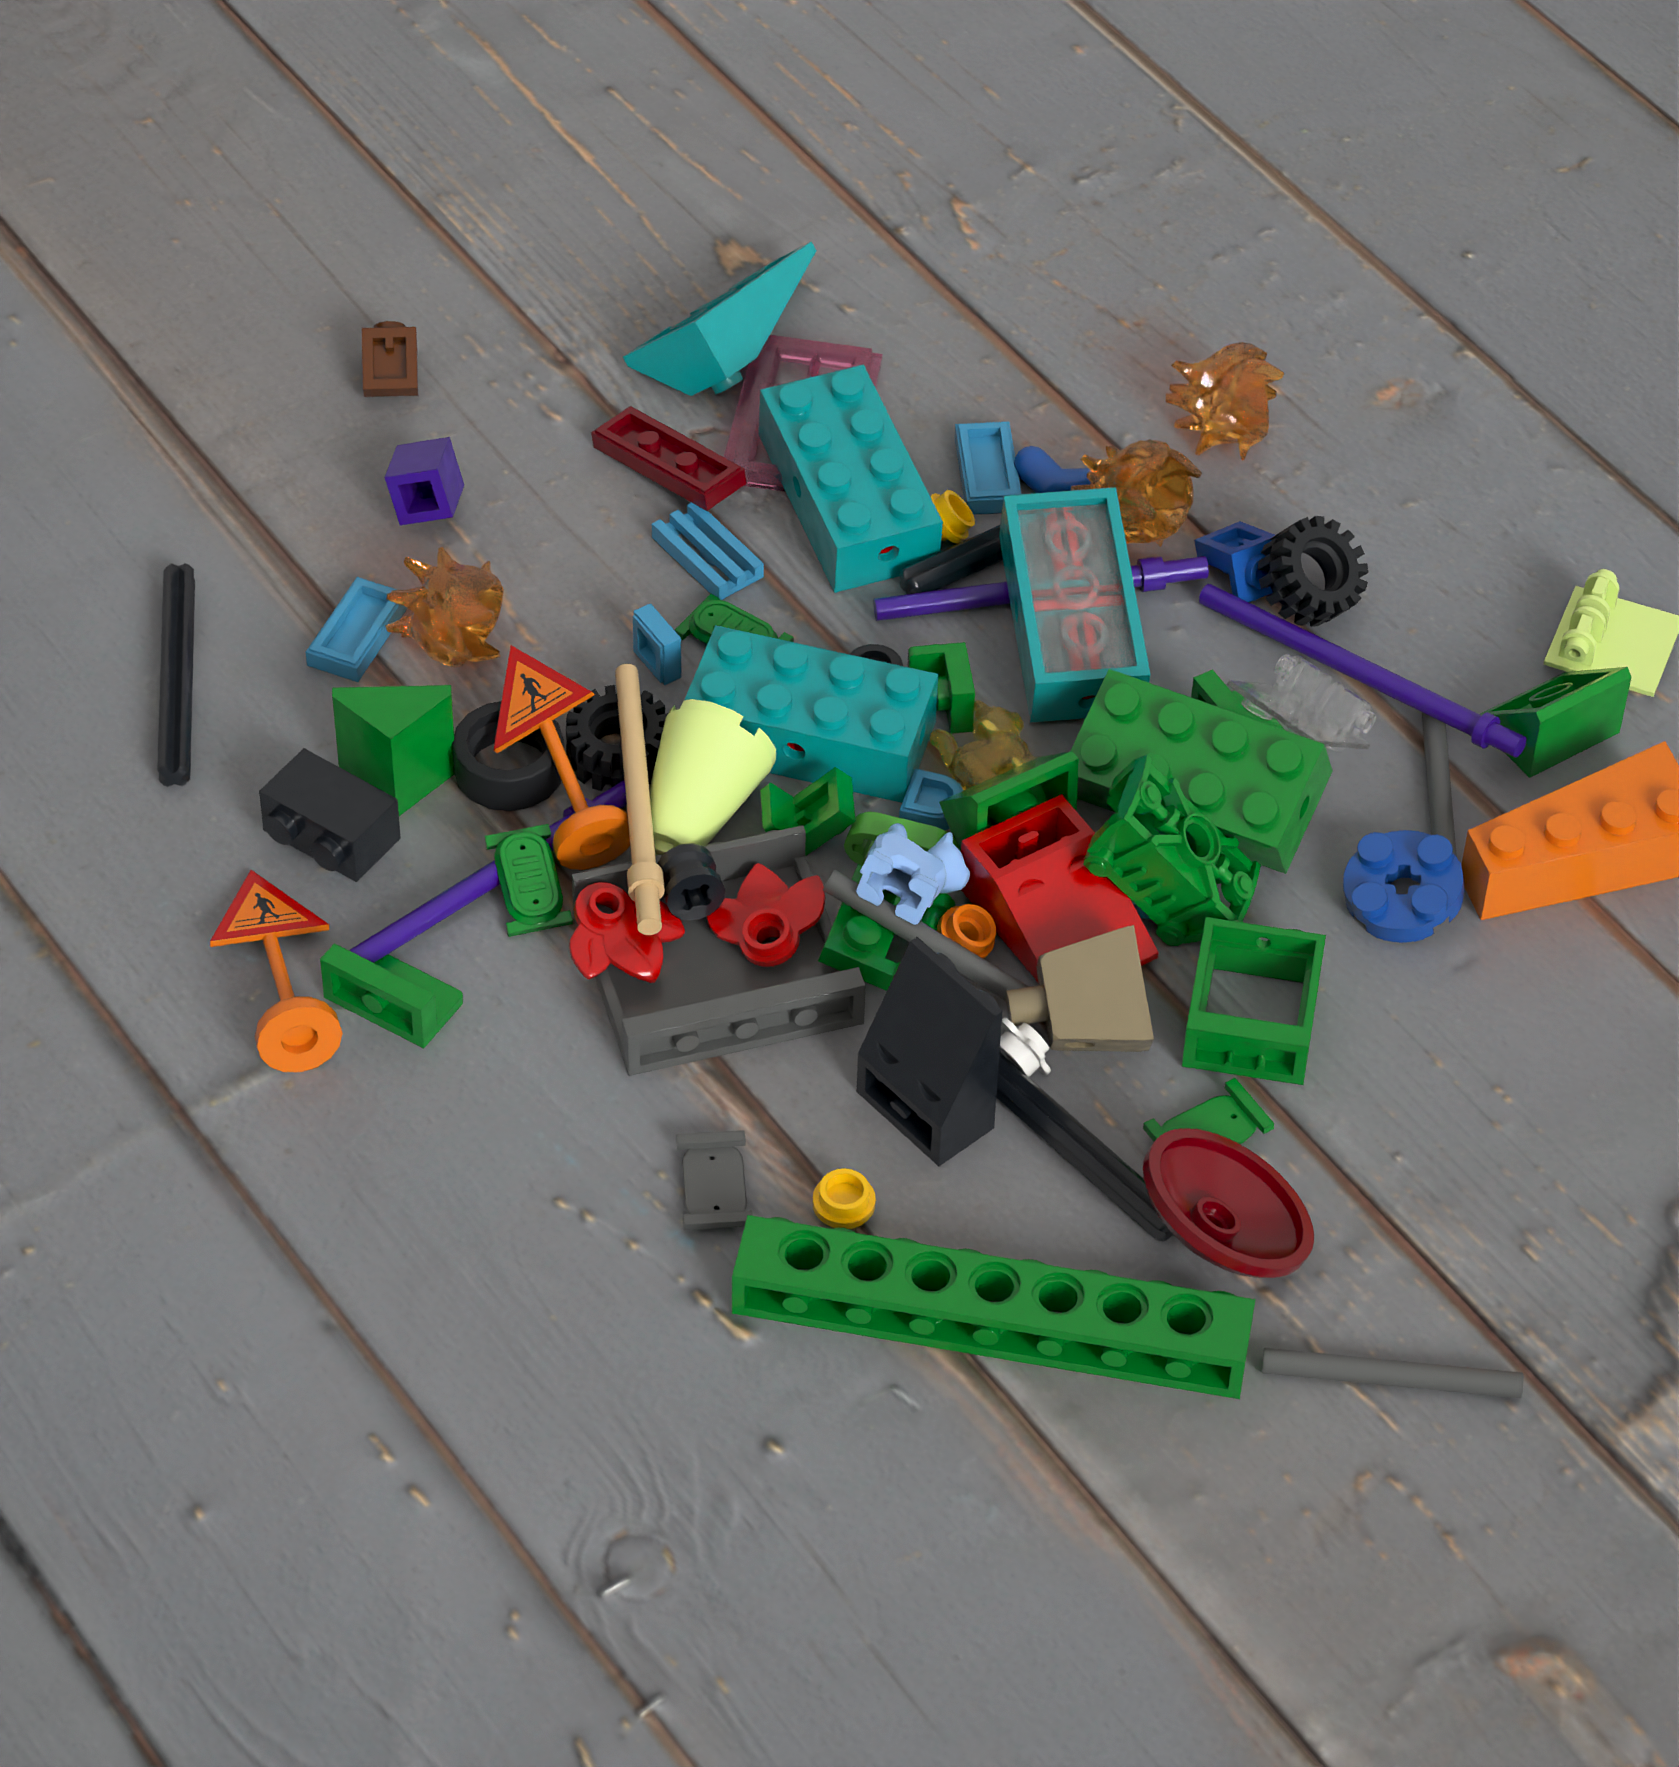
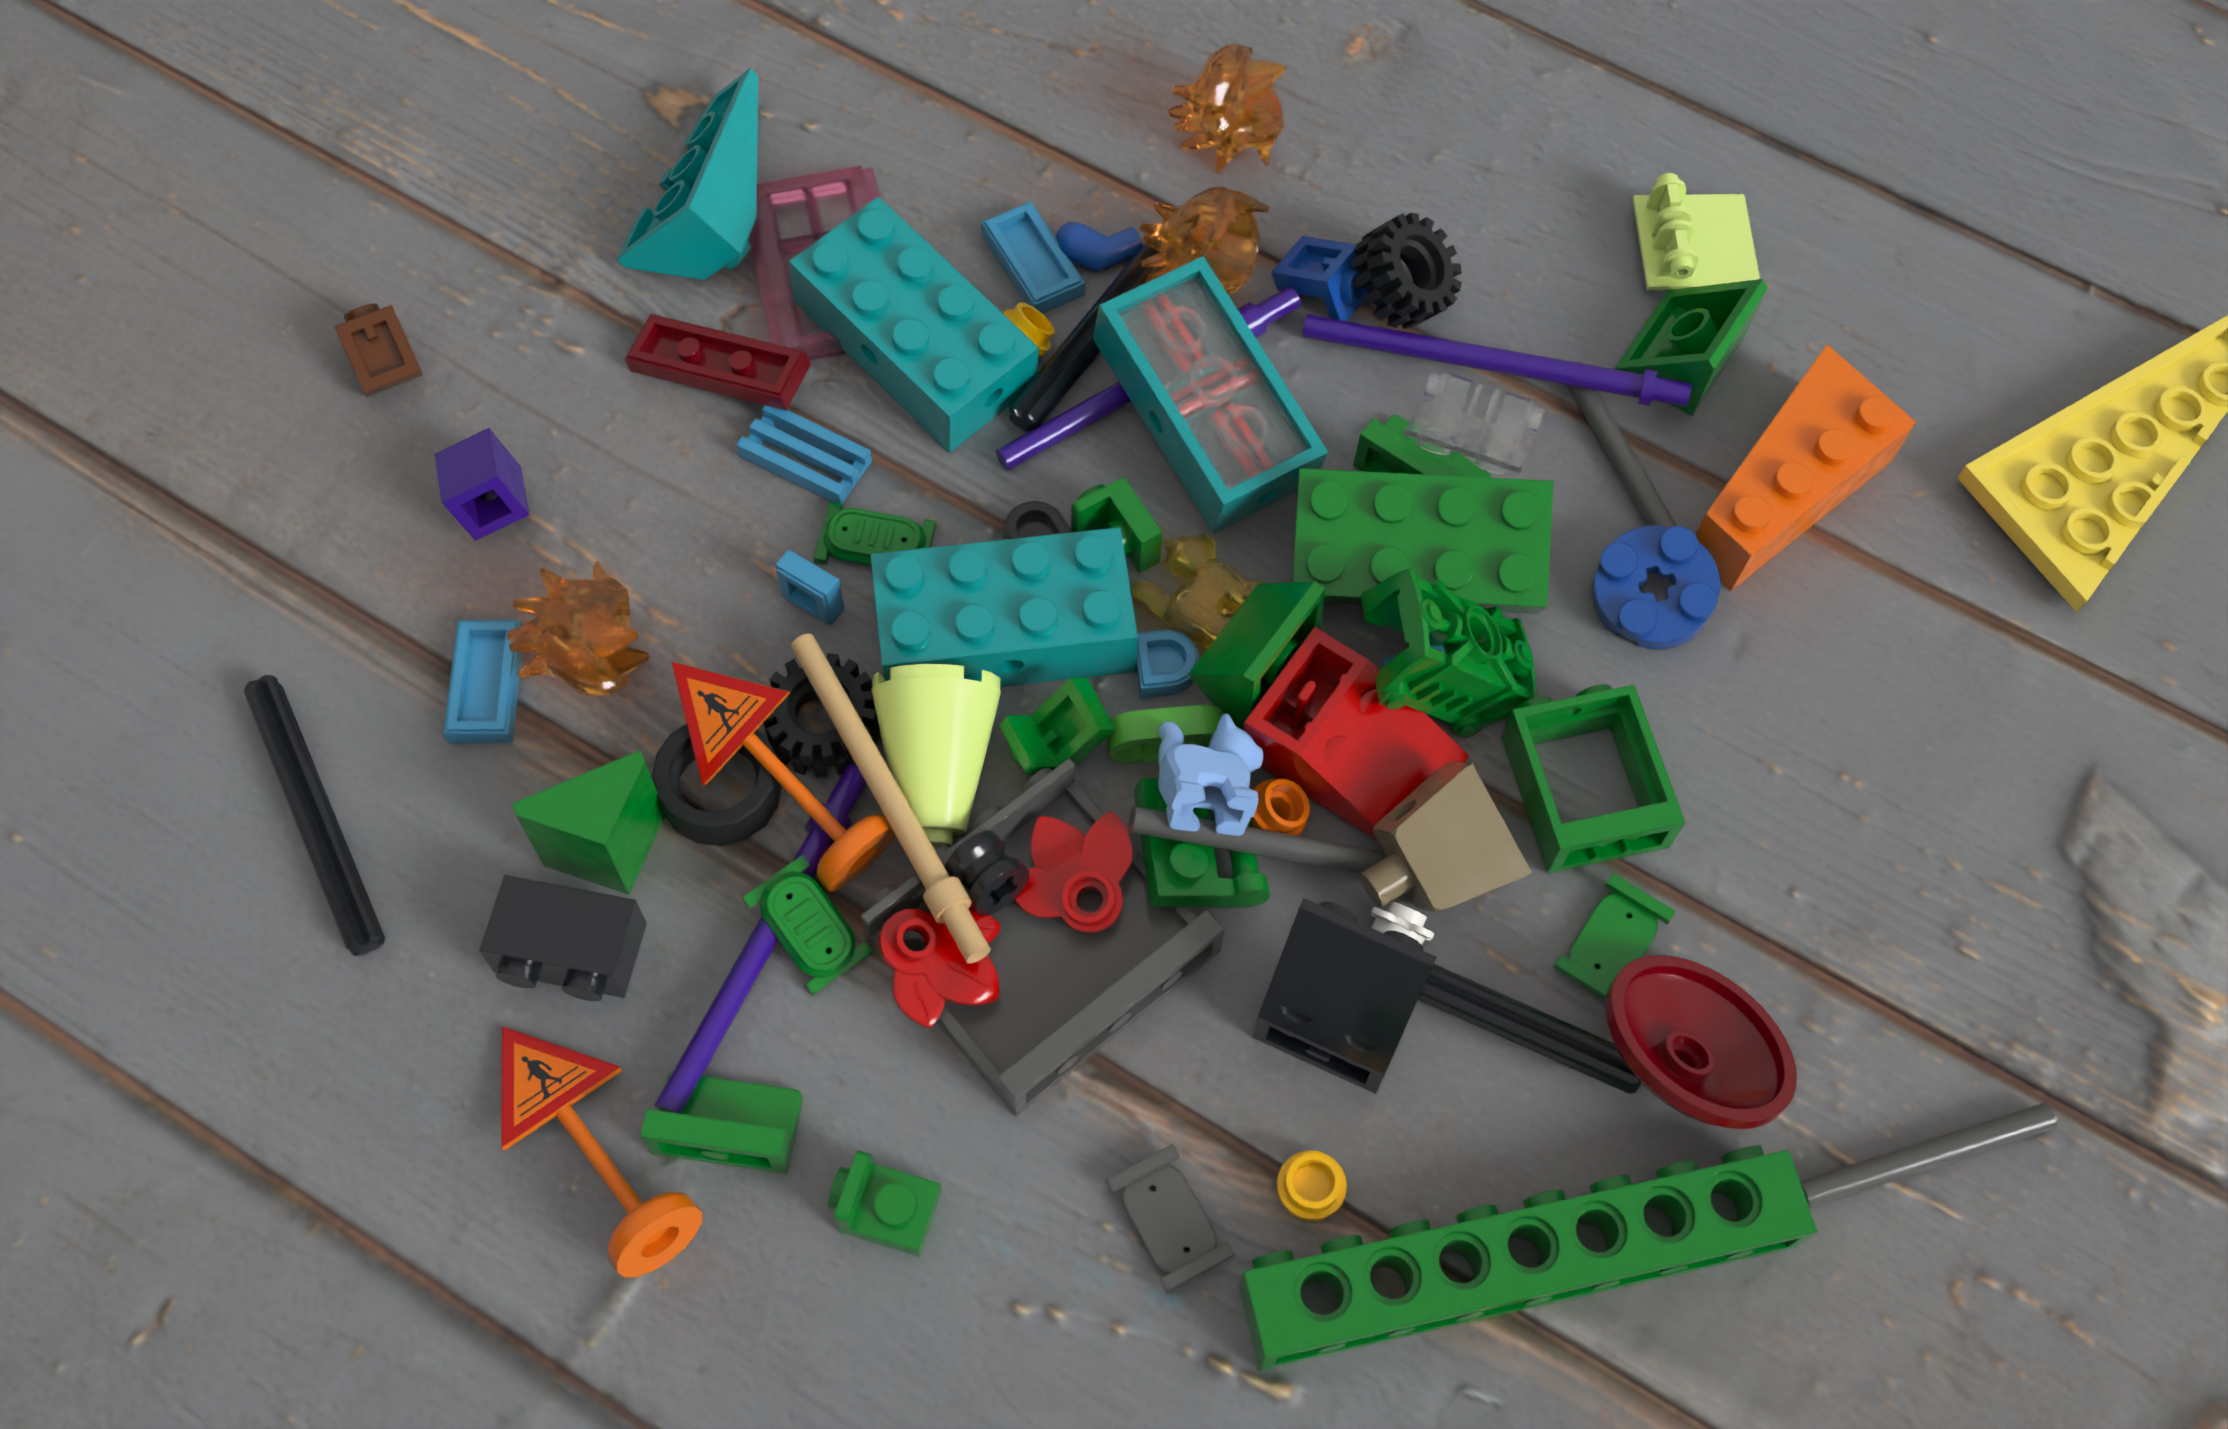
camera: 25 degrees left, 15 degrees up
(487, 1087) = (883, 1204): none -> green bracket

